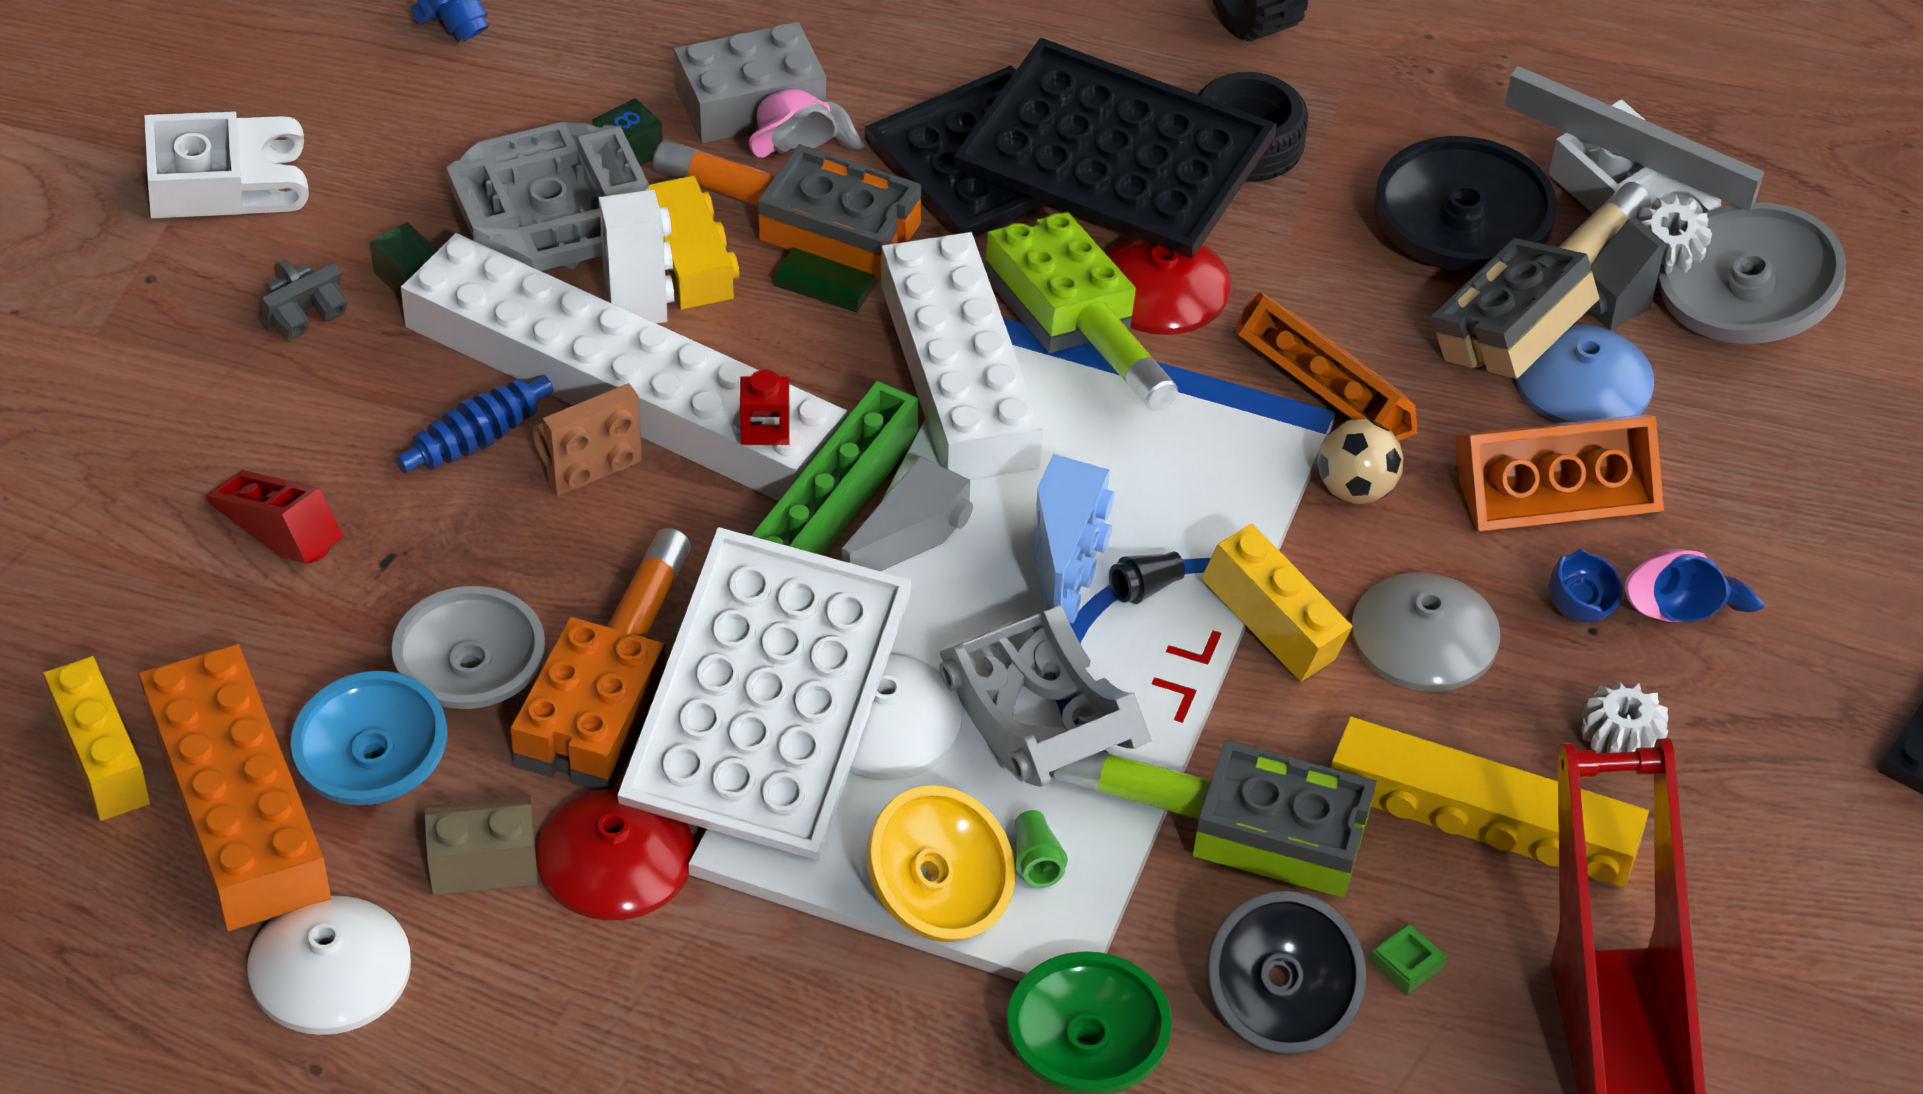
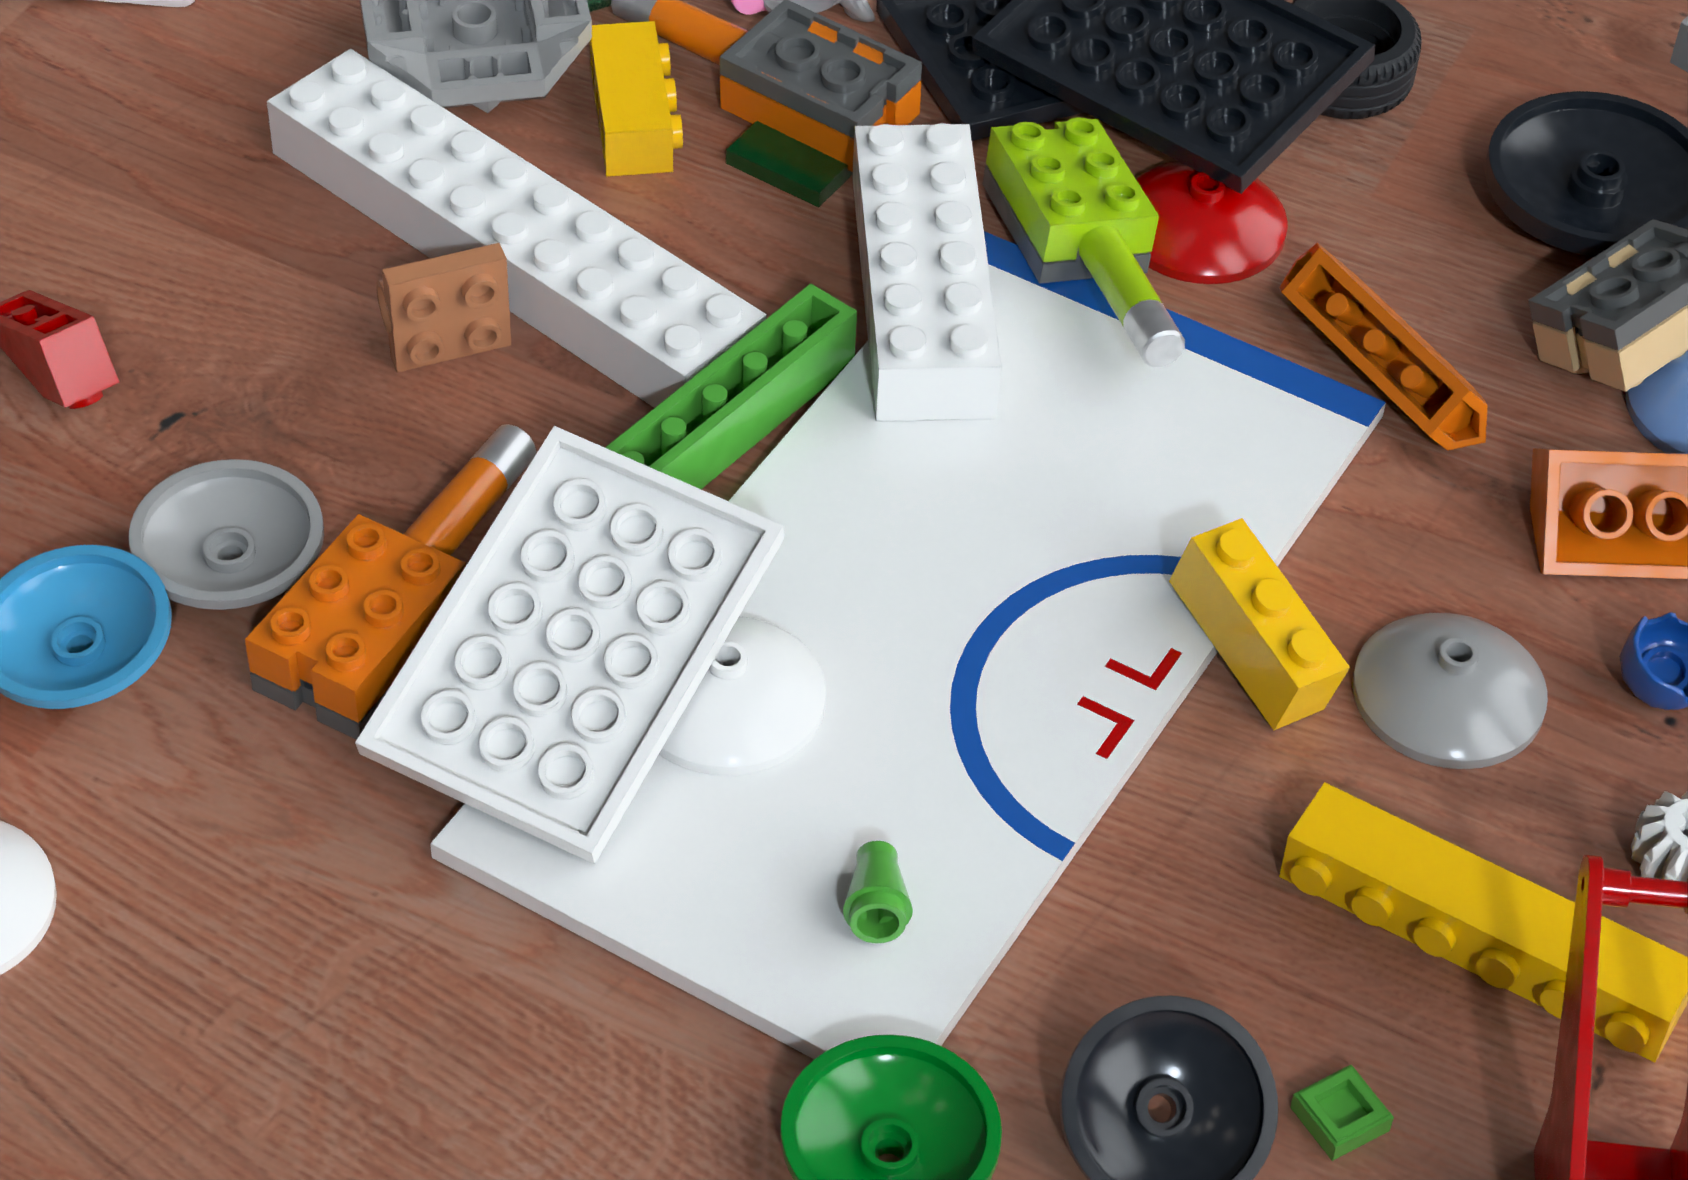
camera: 10 degrees right, 0 degrees up
(298, 291) = (153, 96): dark grey hips -> none
(400, 255) = (282, 63): clear green brick -> none
(474, 424) = (316, 272): blue piece -> none
(480, 845) = (176, 780): dark tan slope -> none
(612, 872) = (336, 840): red dish -> none
(636, 254) = (552, 97): white brick -> none
(765, 396) = (657, 280): red brick -> none
(912, 517) = (815, 455): light grey slope -> none
(959, 848) = (770, 867): yellow dish -> none
(1031, 751) = (999, 726): light grey fence -> none
(1070, 529) = (1010, 499): light blue slope -> none
(1143, 575) = (1095, 566): black cone -> none
(1255, 813) = (1169, 888): piece -> none
(1360, 461) = (1404, 464): tan piece -> none

